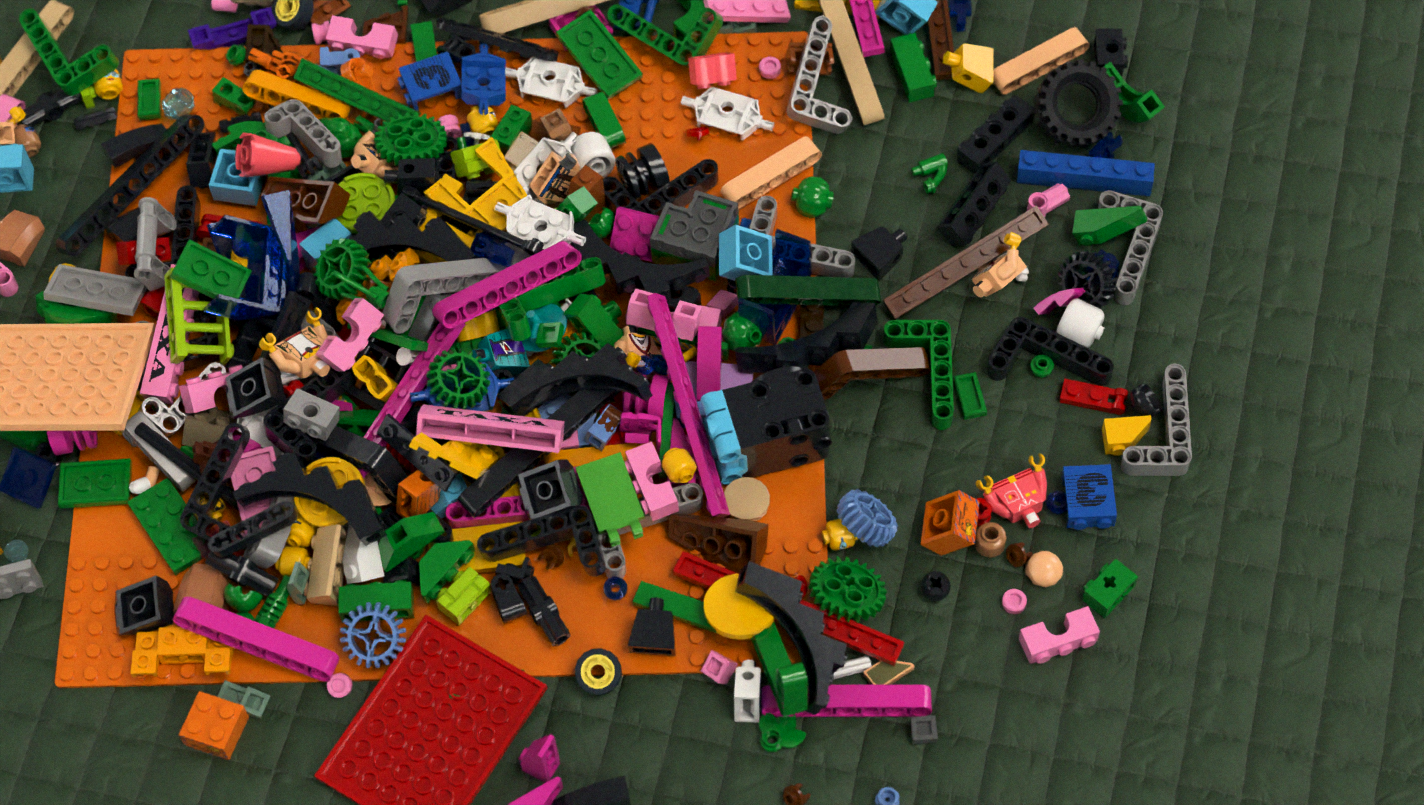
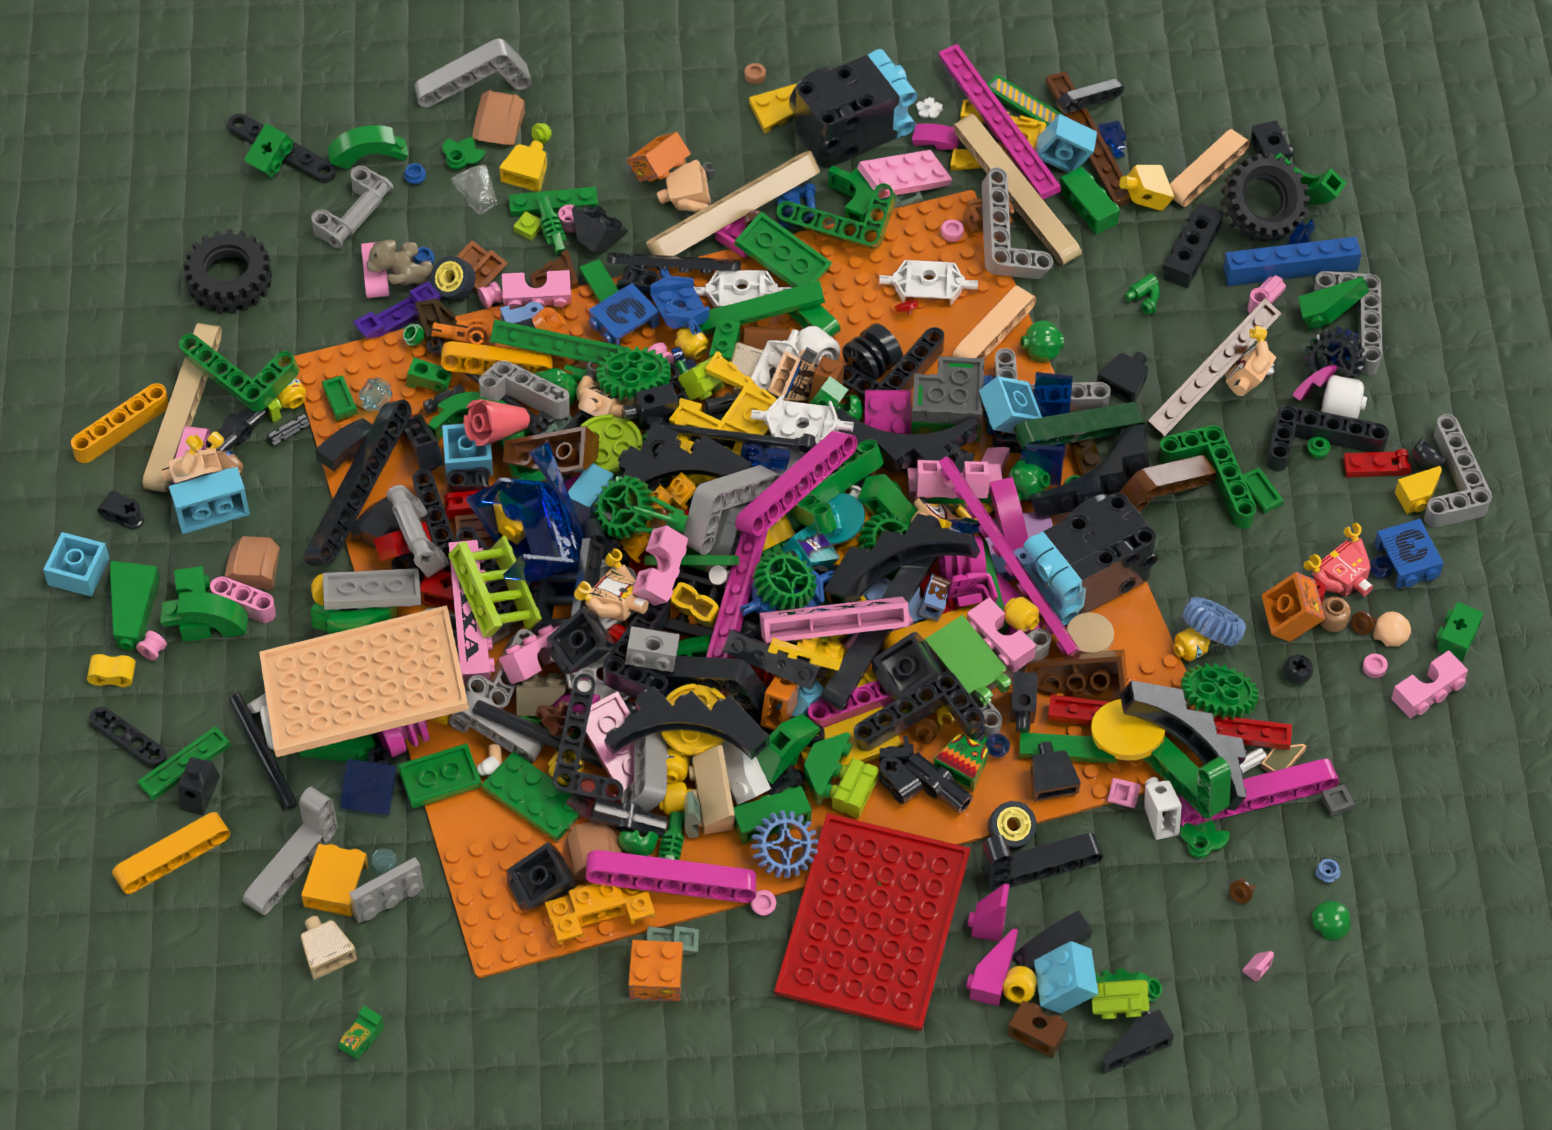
camera: 20 degrees left, 5 degrees down
(209, 272) = (495, 539): green tile -> none
(229, 205) = (467, 479): none -> black piece
(252, 526) = (637, 774): black beam -> none
(477, 136) = (695, 357): white plant -> none
(549, 335) = (853, 521): green plate -> none
(556, 125) = (773, 327): medium nougat slope -> none
(568, 101) = (766, 306): none -> green tile
(576, 594) = (964, 759): none -> torso
(608, 715) = (1036, 863): none -> black beam
(654, 543) = (1023, 700): none -> black torso
(712, 69) = (901, 242): coral brick -> none
(974, 204) = (1199, 313): black brick -> none

